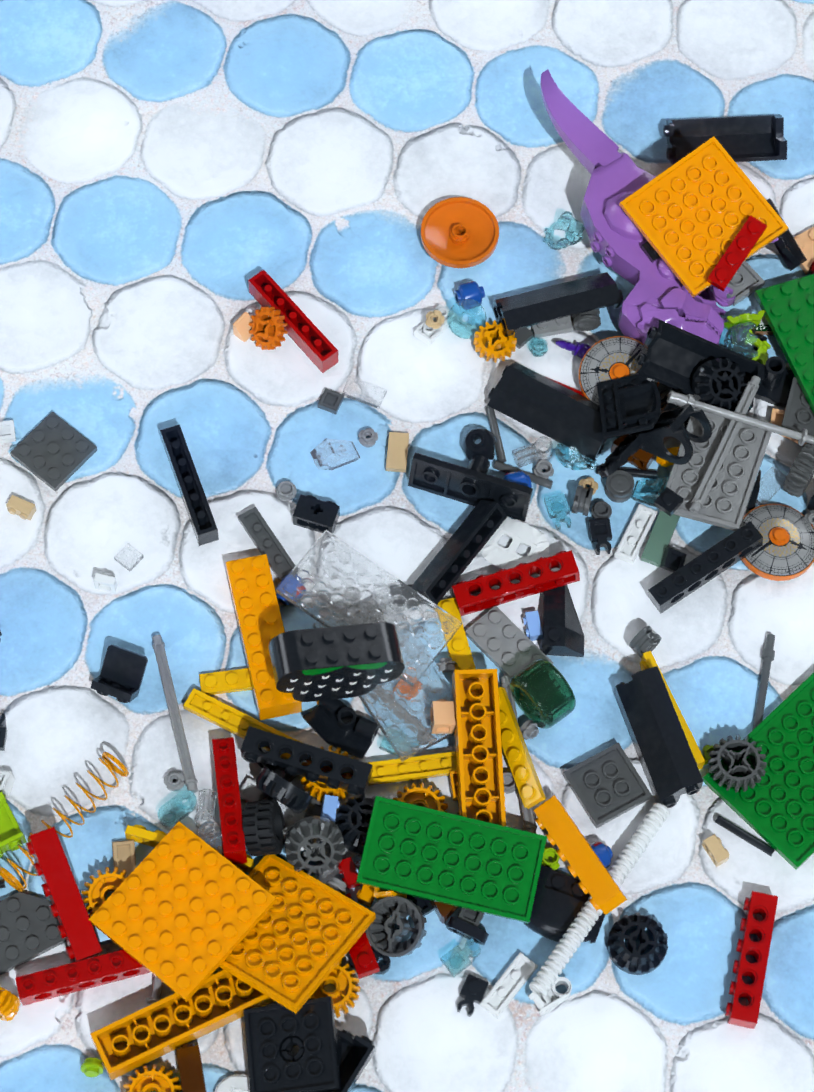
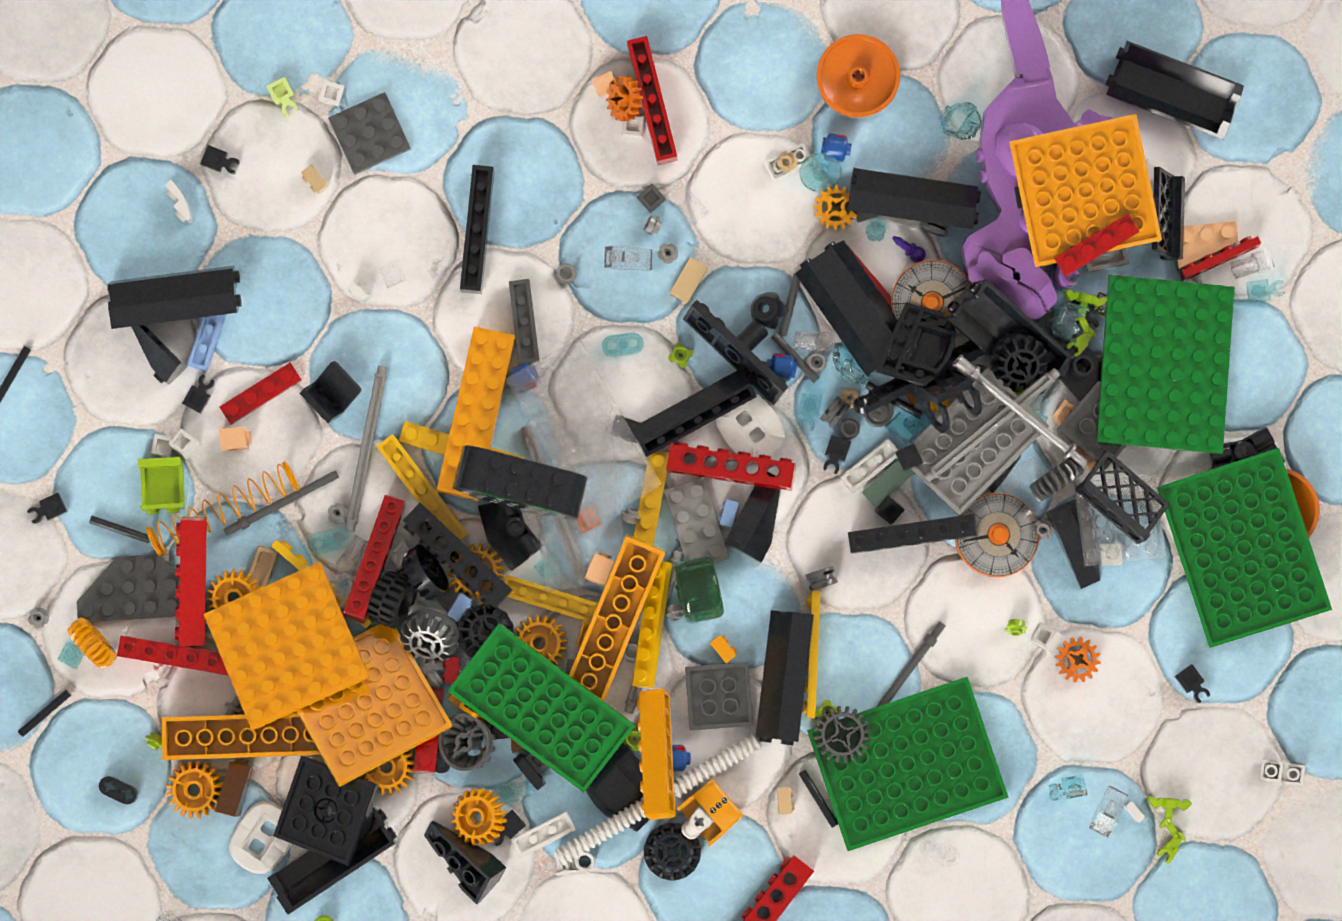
camera: 30 degrees right, 20 degrees up
(46, 756) = (235, 439): none -> light nougat brick
(53, 709) = (260, 393): none -> red plate
(90, 826) = (245, 522): none -> dark grey bar
(286, 352) = (634, 127): none -> white tile
(307, 517) = (586, 323): black brick -> none
(343, 420) = (652, 225): none -> light grey plate
(366, 527) = (622, 344): none -> clear light blue plate
(421, 509) = (679, 349): none -> lime plate
(453, 996) = (491, 814): none -> light orange gear
(455, 1043) = (471, 864): none -> black wedge
(589, 742) = (723, 649): none -> light orange piece
(649, 899) = (696, 823): none -> white piece
(654, 889) = (717, 806): none -> light orange piece

